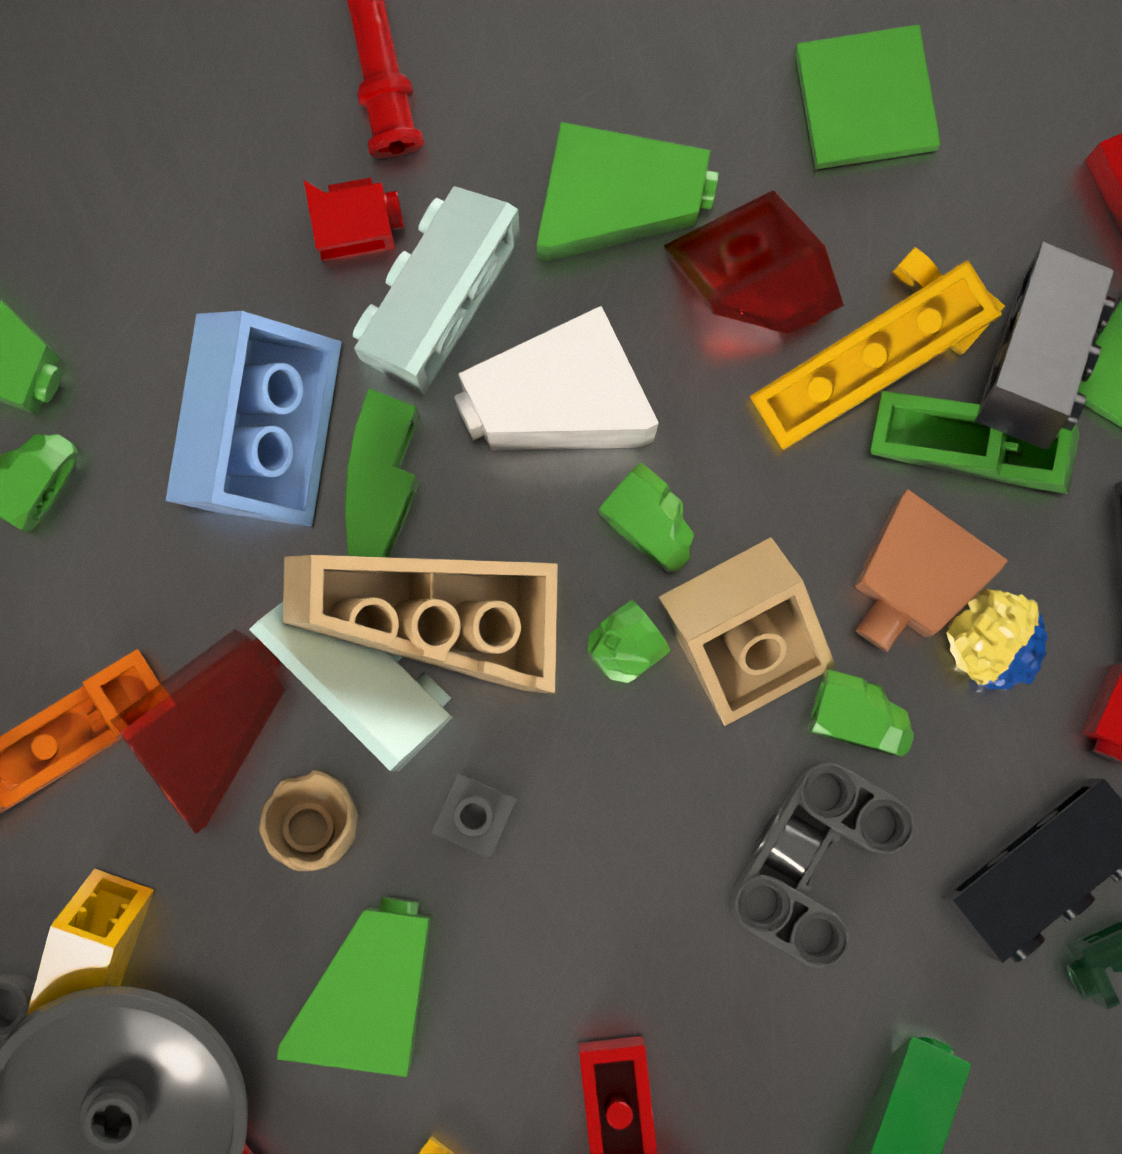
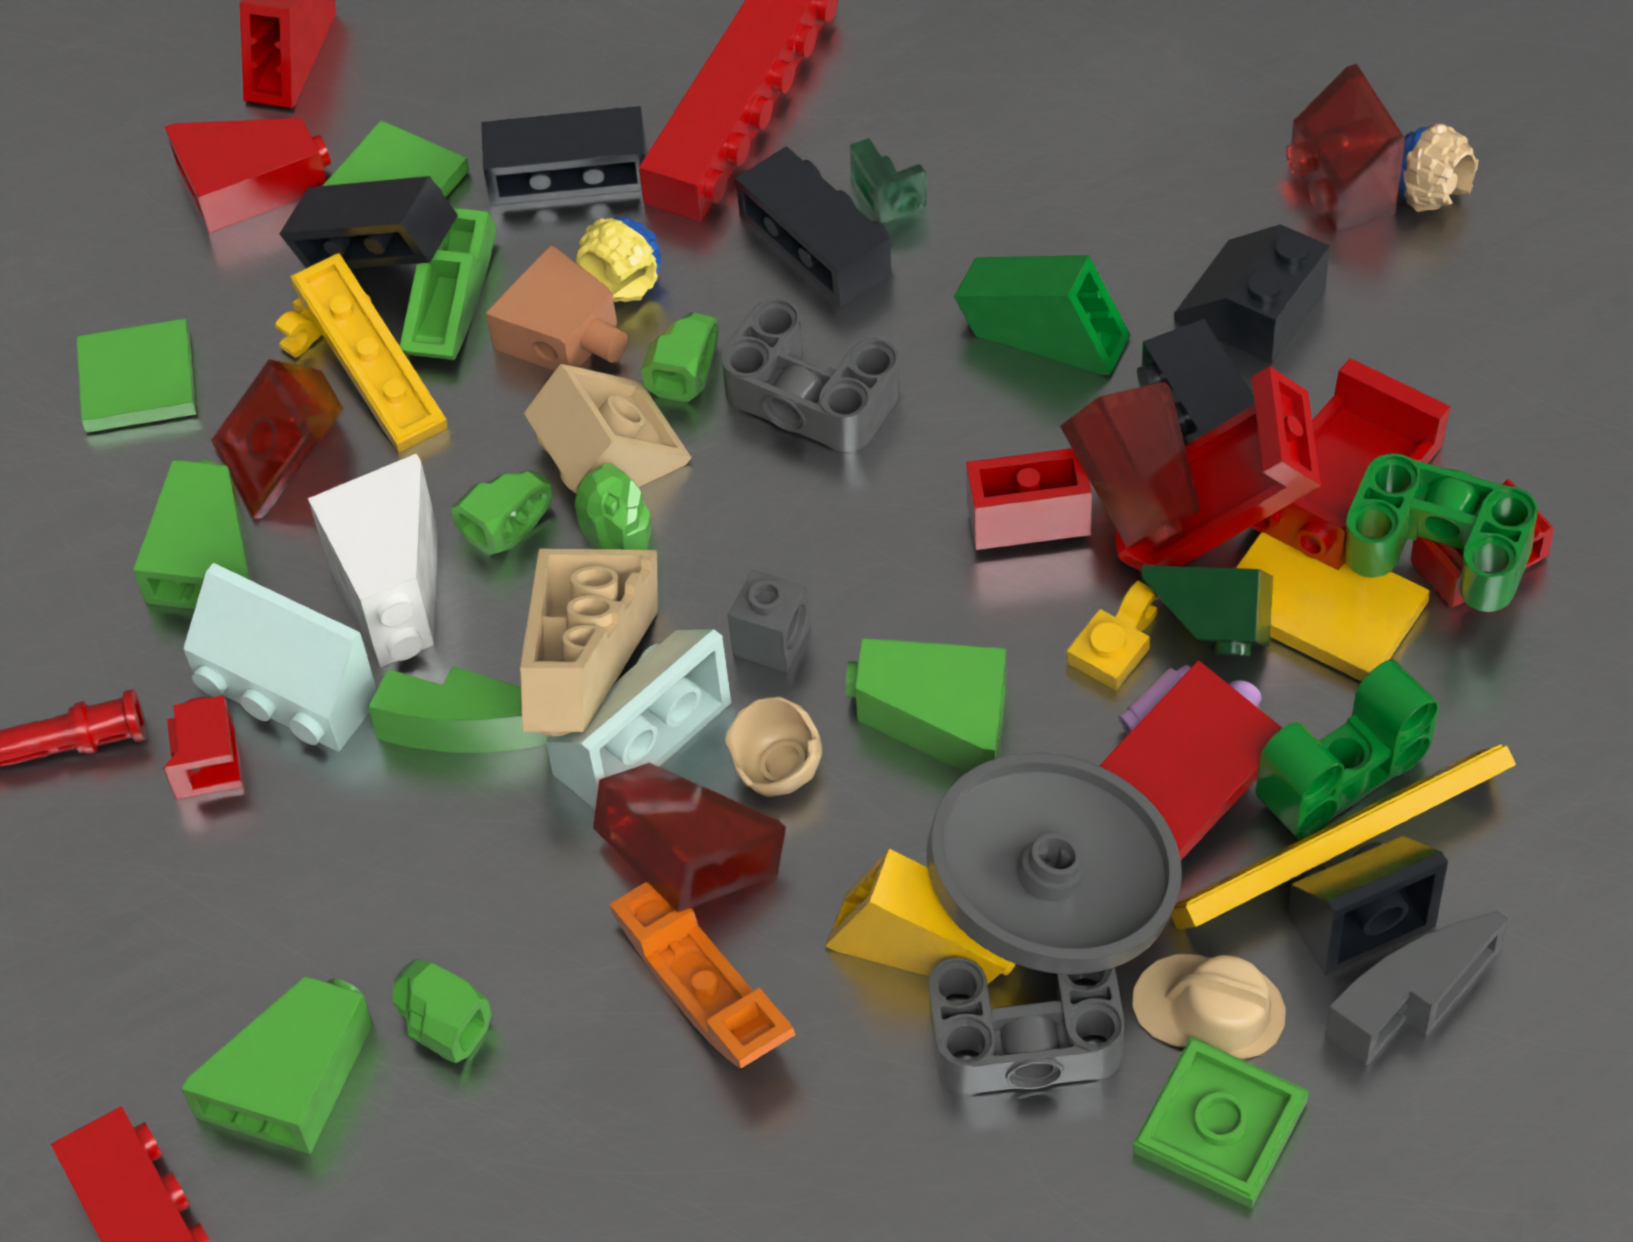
camera: 85 degrees left, 30 degrees down
(253, 418) = (388, 821): light blue slope -> none

